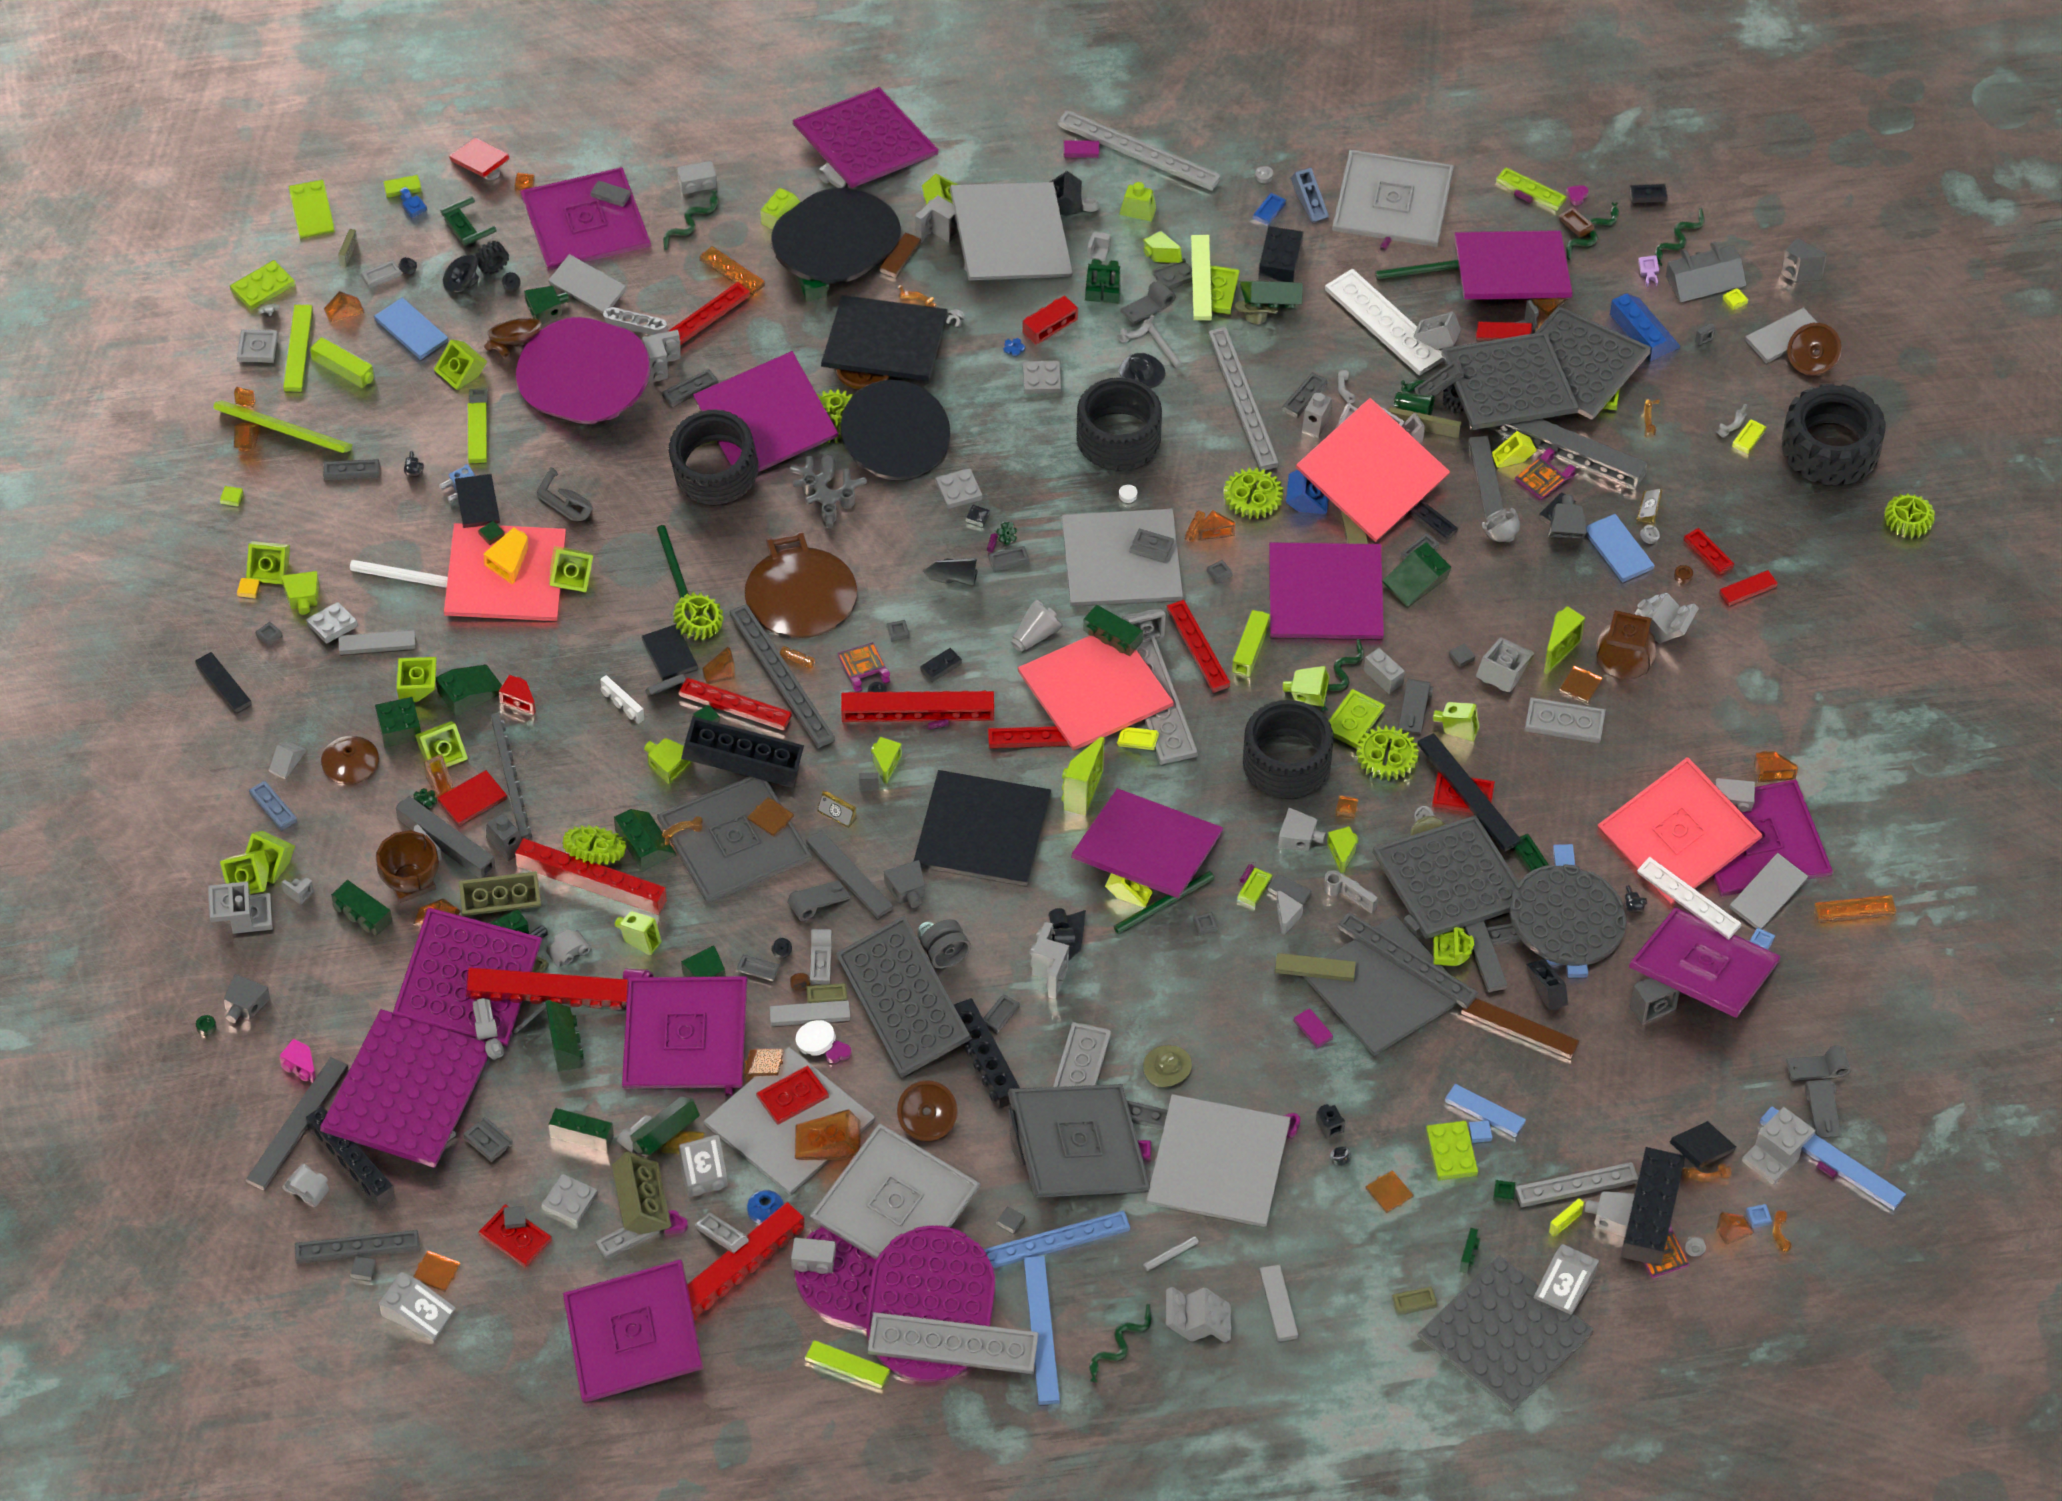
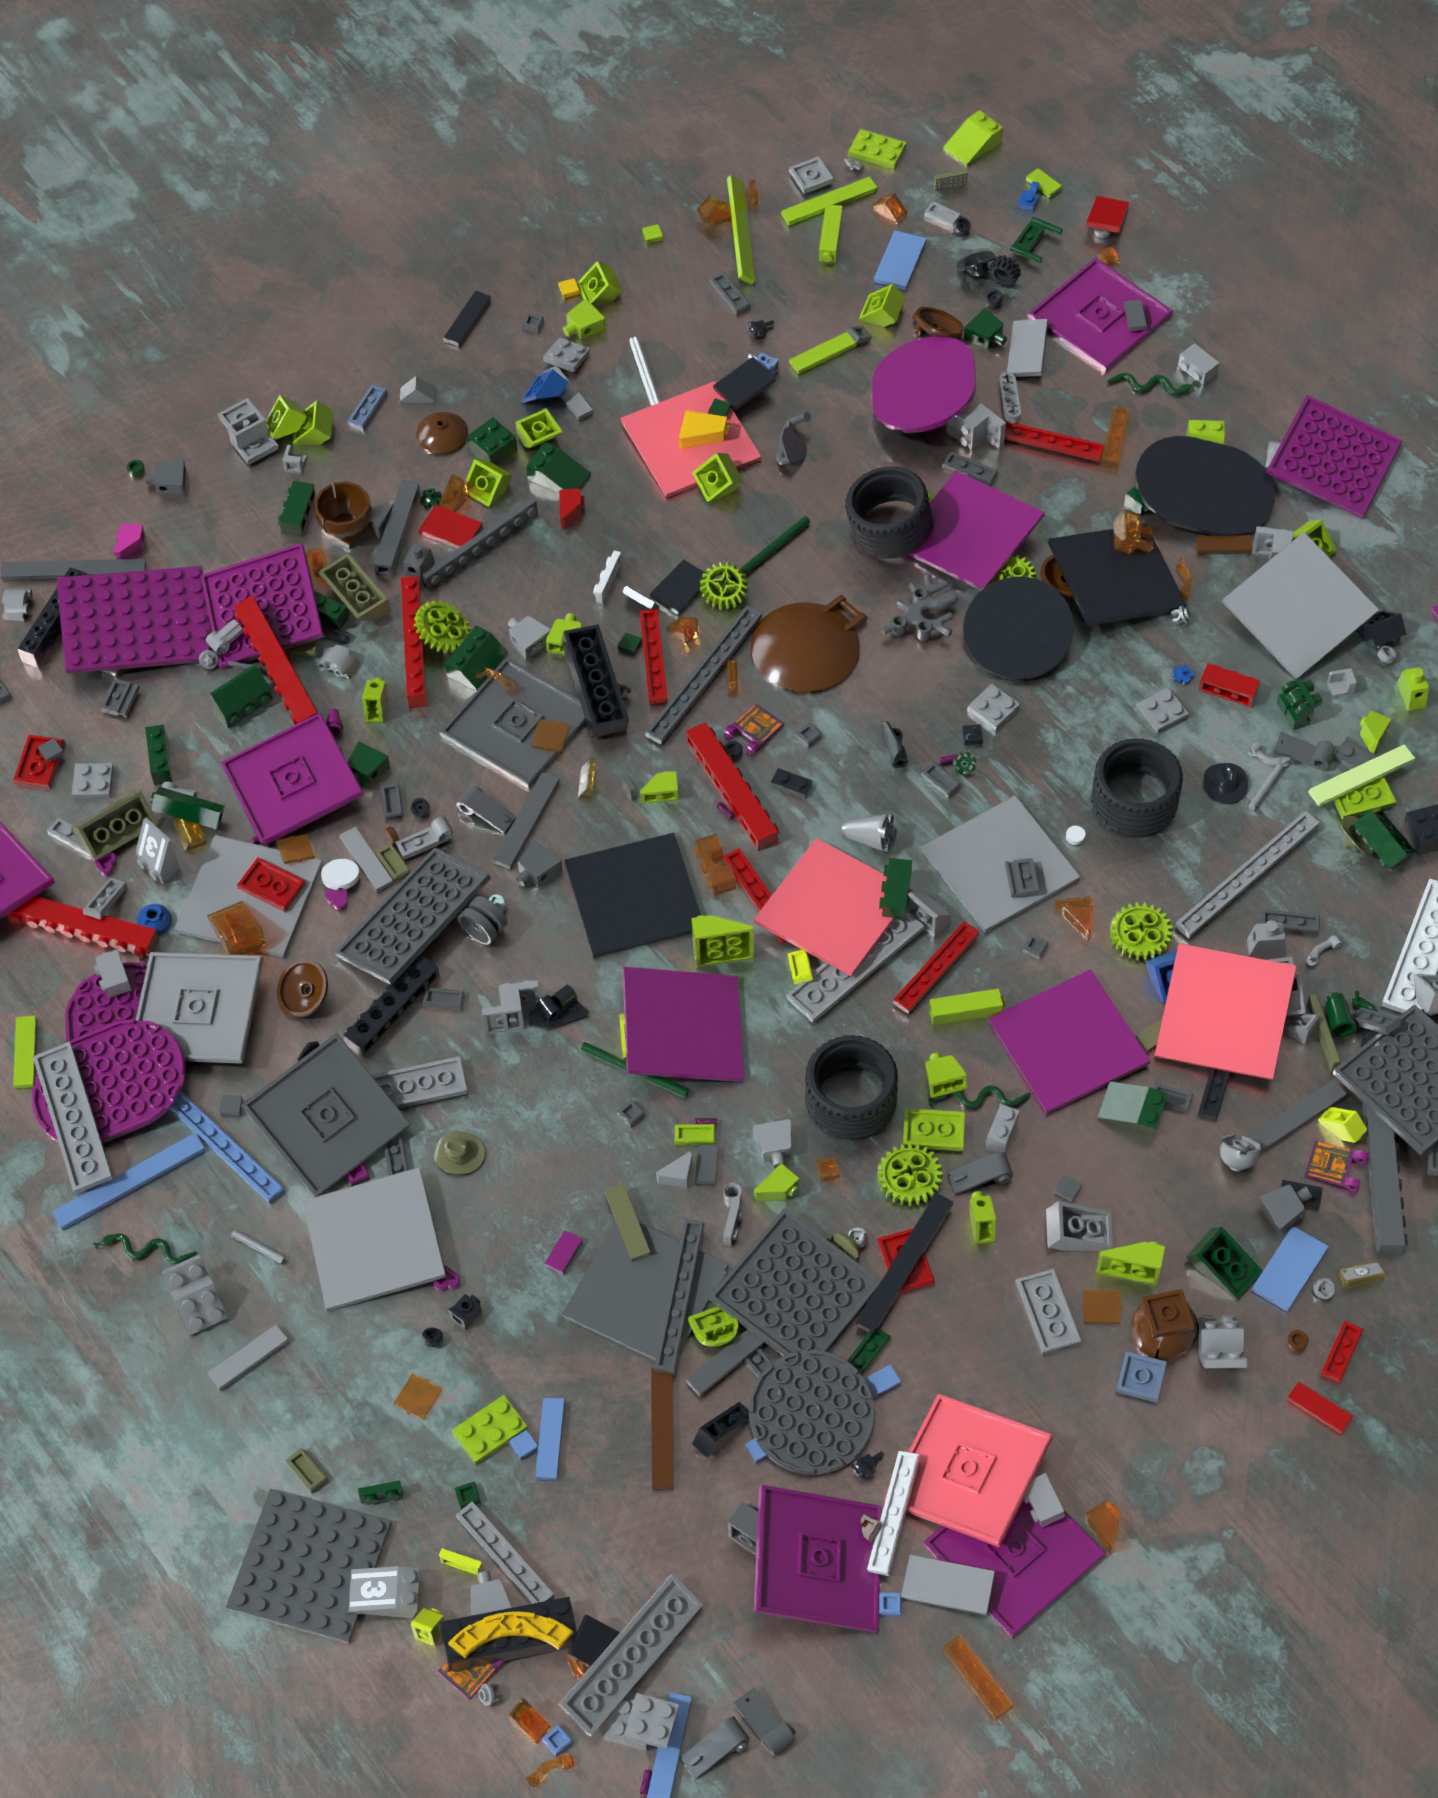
camera: 65 degrees right, 5 degrees up
(364, 653) = (546, 386): none -> blue slope
(645, 787) = (528, 635): none -> light grey torso
(853, 305) = (1129, 532): none -> clear orange brick
(1007, 758) = (719, 878): none -> clear orange arch
(1589, 585) = (1224, 1262): none -> dark green slope
(1614, 1262) = (427, 1626): none -> neon yellow slope
(1654, 1191) = (510, 1625): none -> yellow tile
(1659, 685) = (1141, 1376): none -> sand blue plate
(1694, 919) = (870, 1528): none -> tile
(1718, 1127) = (630, 1655): none -> light grey plate

